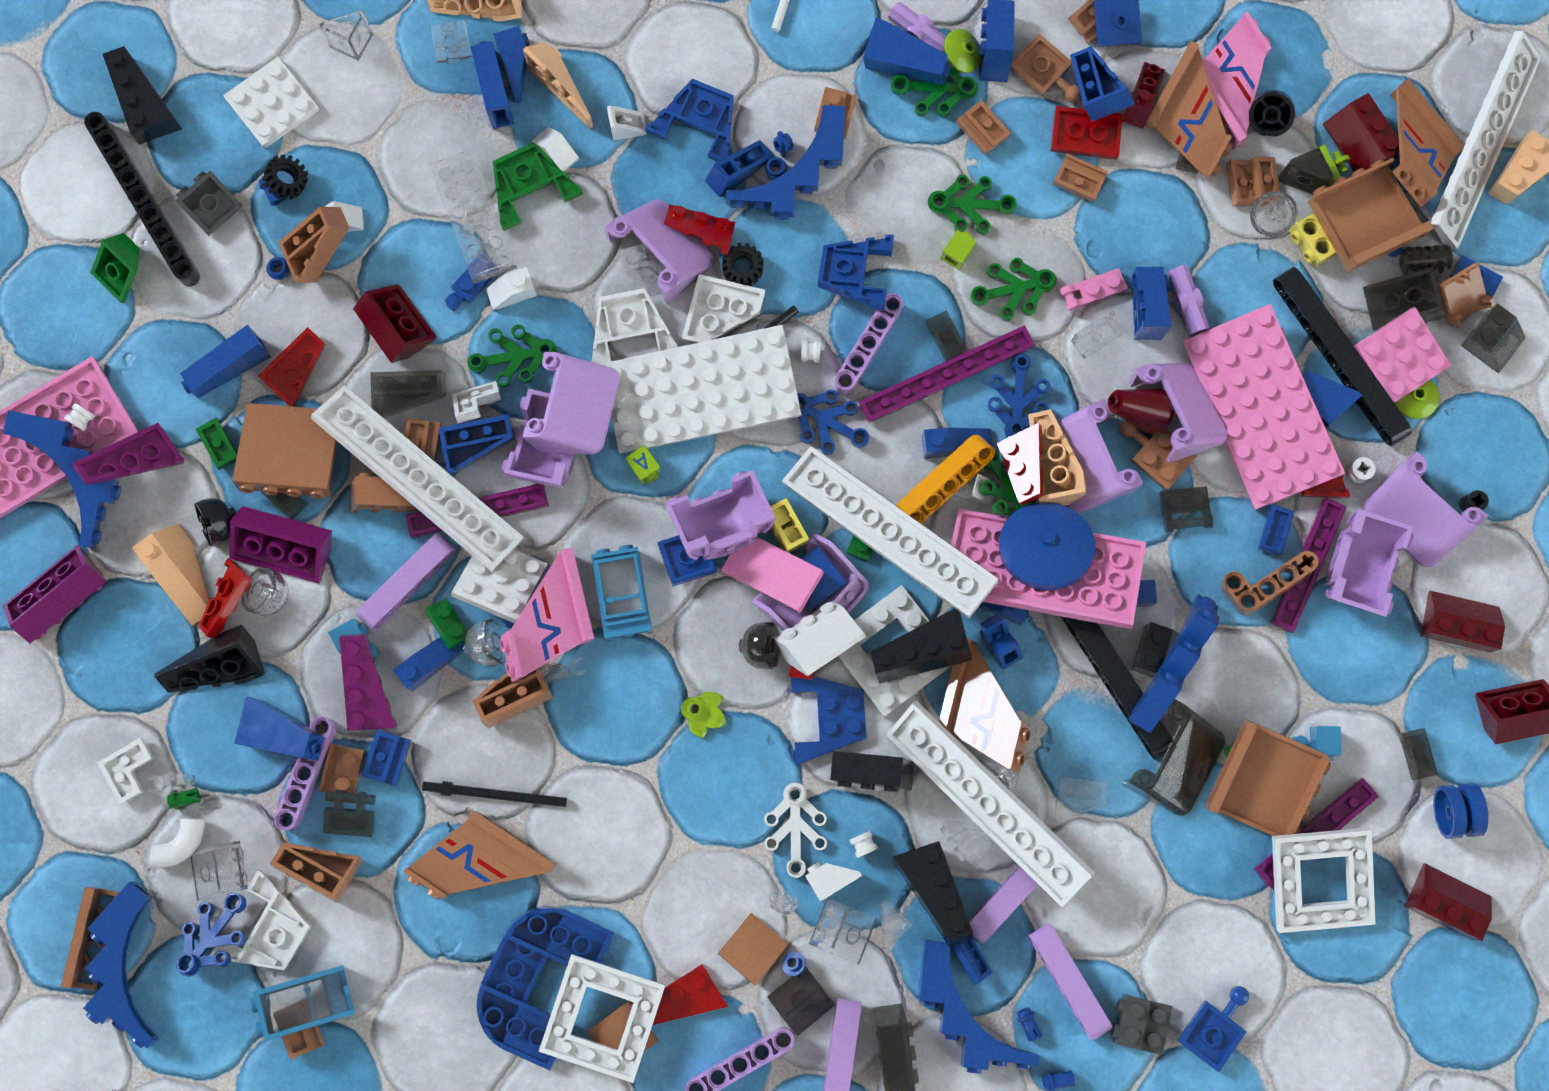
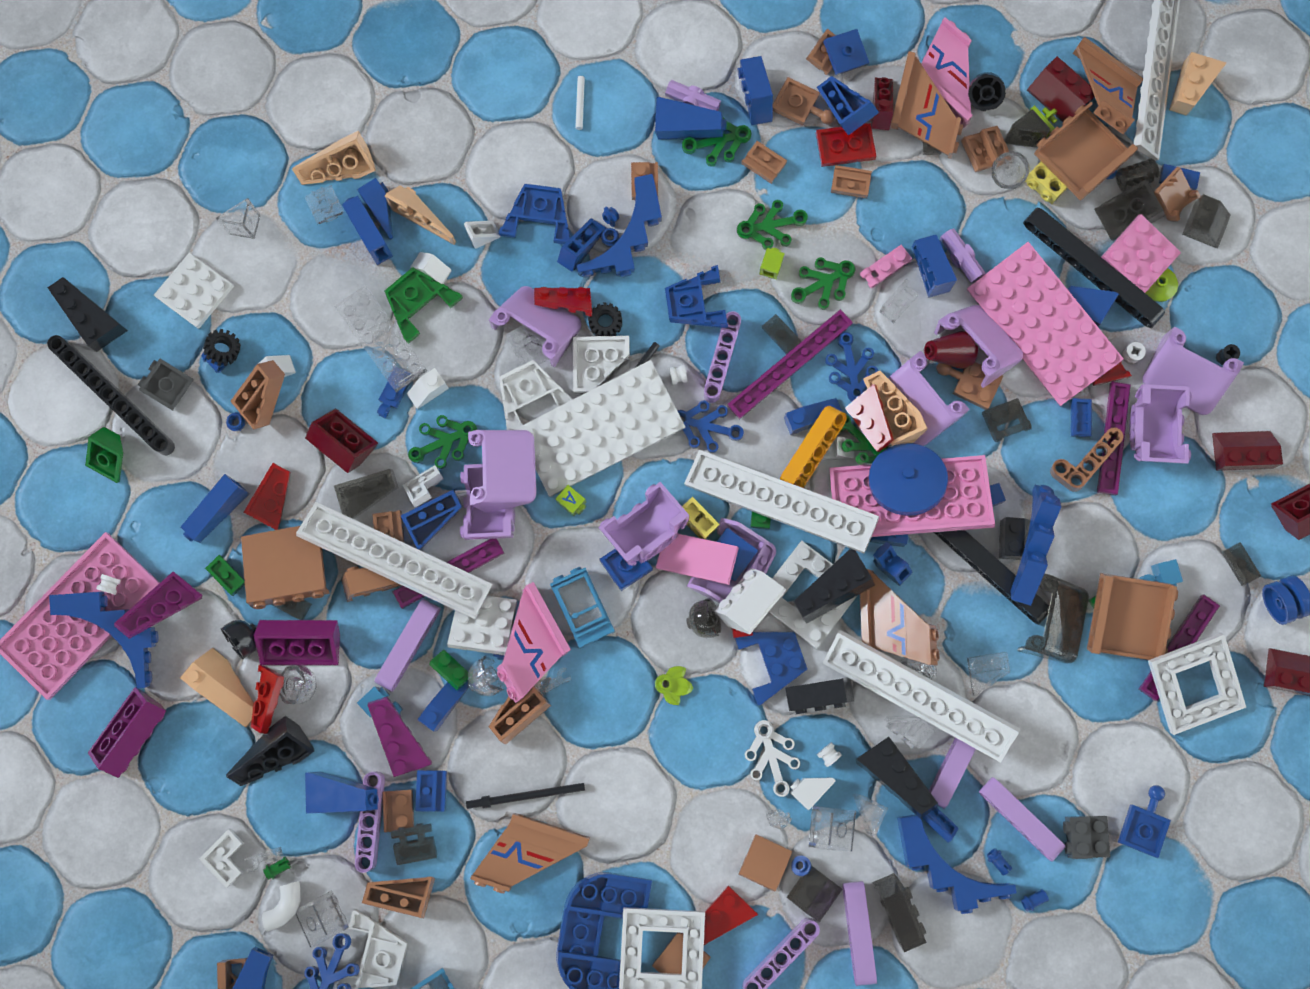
camera: 10 degrees left, 0 degrees up
(962, 50) = (731, 105): lime dish -> none

